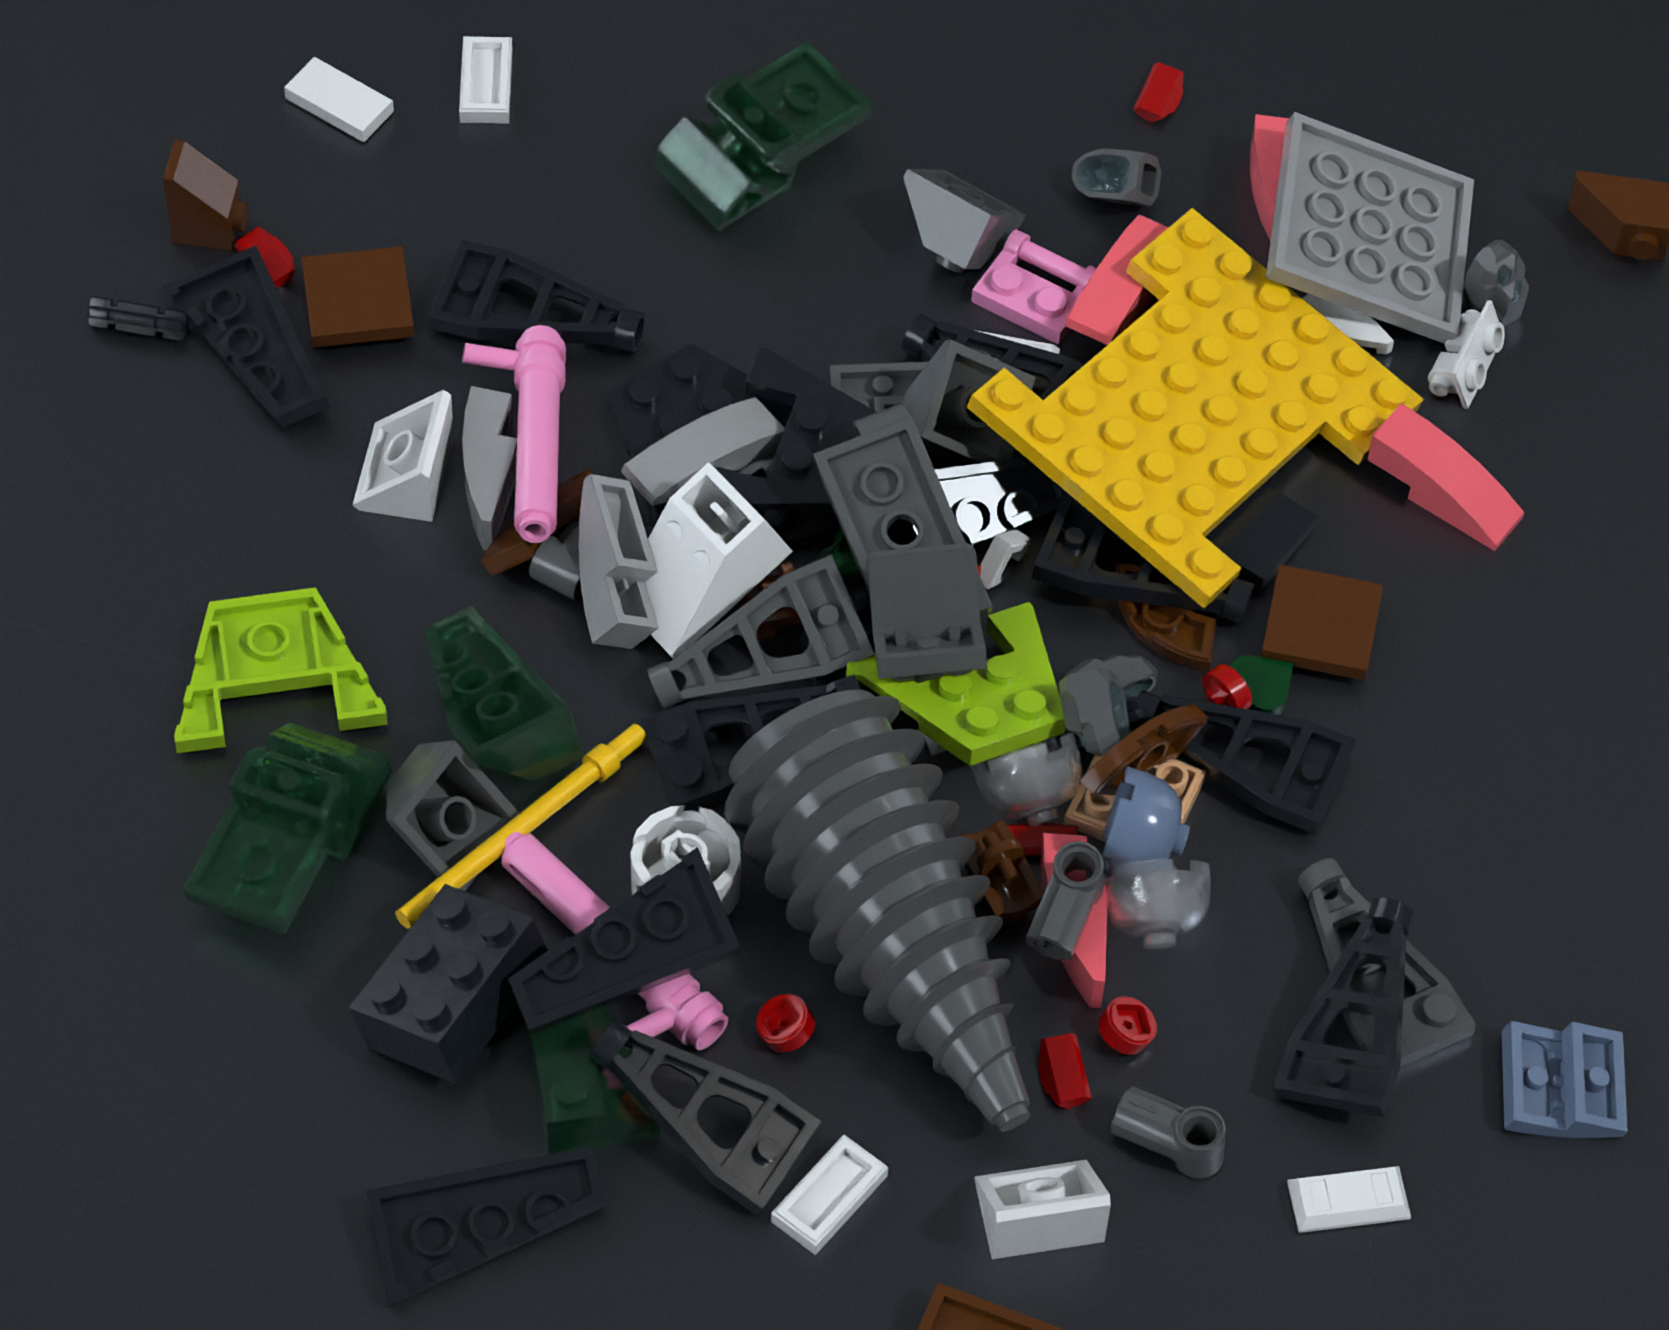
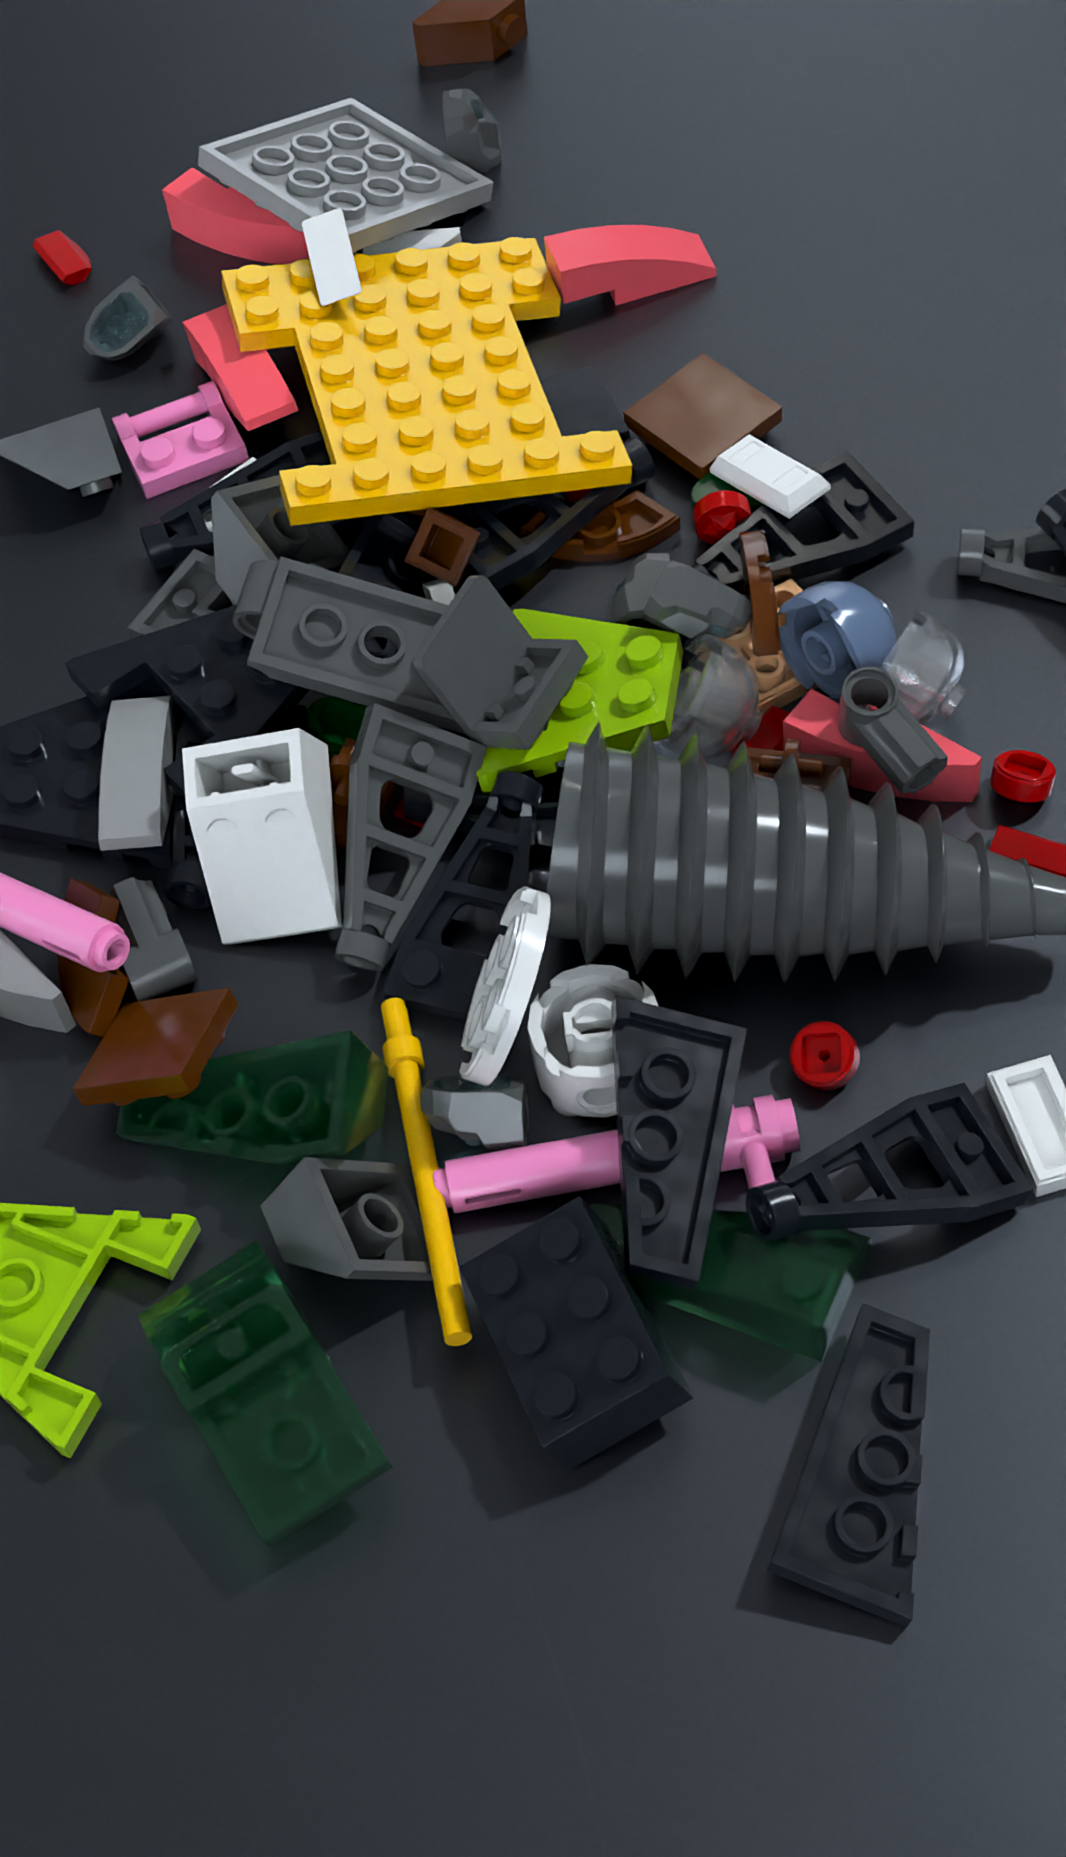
camera: 45 degrees left, 0 degrees up
(493, 607) = (156, 1048): none -> reddish brown tile
(588, 833) = (480, 1114): none -> rock
(614, 564) = (202, 911): light grey slope -> none
(660, 776) = (505, 985): none -> white tile
(1041, 517) = (443, 546): none -> reddish brown slope
(1250, 271) = (331, 257): none -> white sticker
(1284, 699) = (769, 476): none -> white tile
(1476, 344) = (526, 199): white hinge -> none

